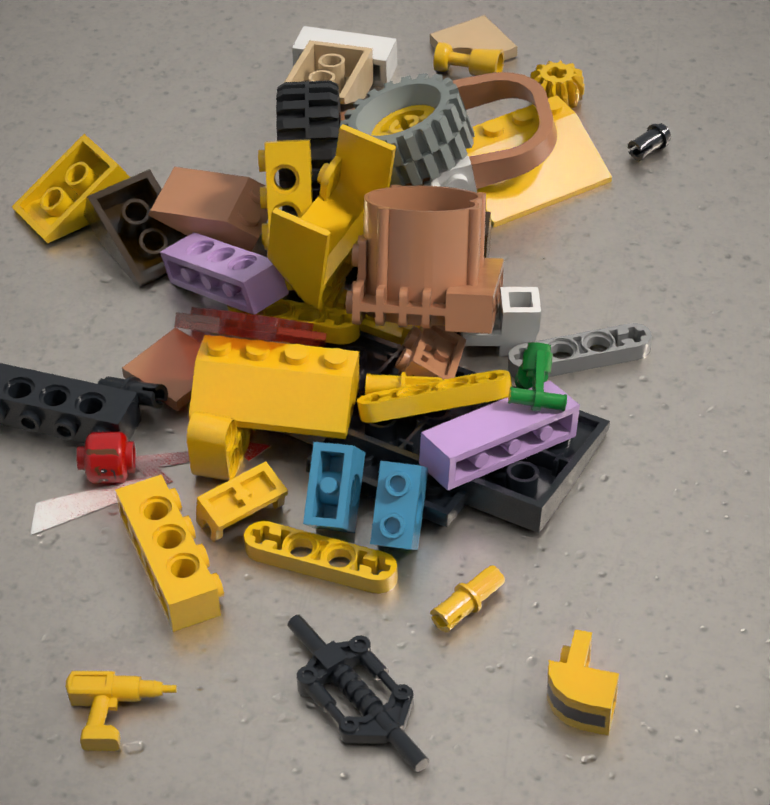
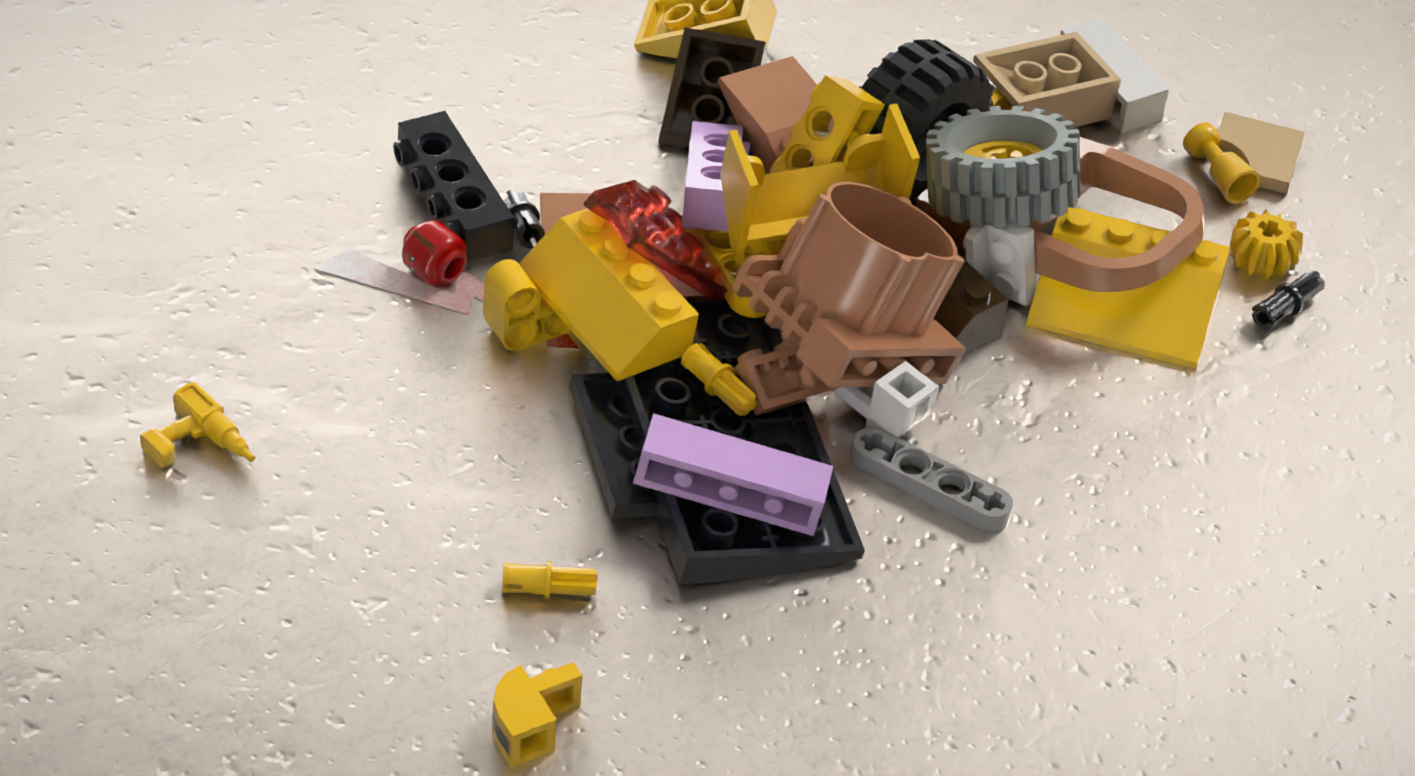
camera: 40 degrees right, 0 degrees up
(168, 552) = (379, 358): yellow brick -> none
(239, 499) = (480, 361): yellow hinge -> none
(317, 562) = (493, 456): yellow beam -> none
(334, 487) = (550, 408): dark azure brick -> none
(335, 664) = (382, 539): black bar -> none
(399, 505) = (578, 462): dark azure brick -> none
(434, 396) = (723, 402): yellow beam -> none
(533, 374) = (827, 445): green pin -> none
(606, 108) = (1287, 299): none -> black axle
(655, 137) = (1278, 359): black pin -> none

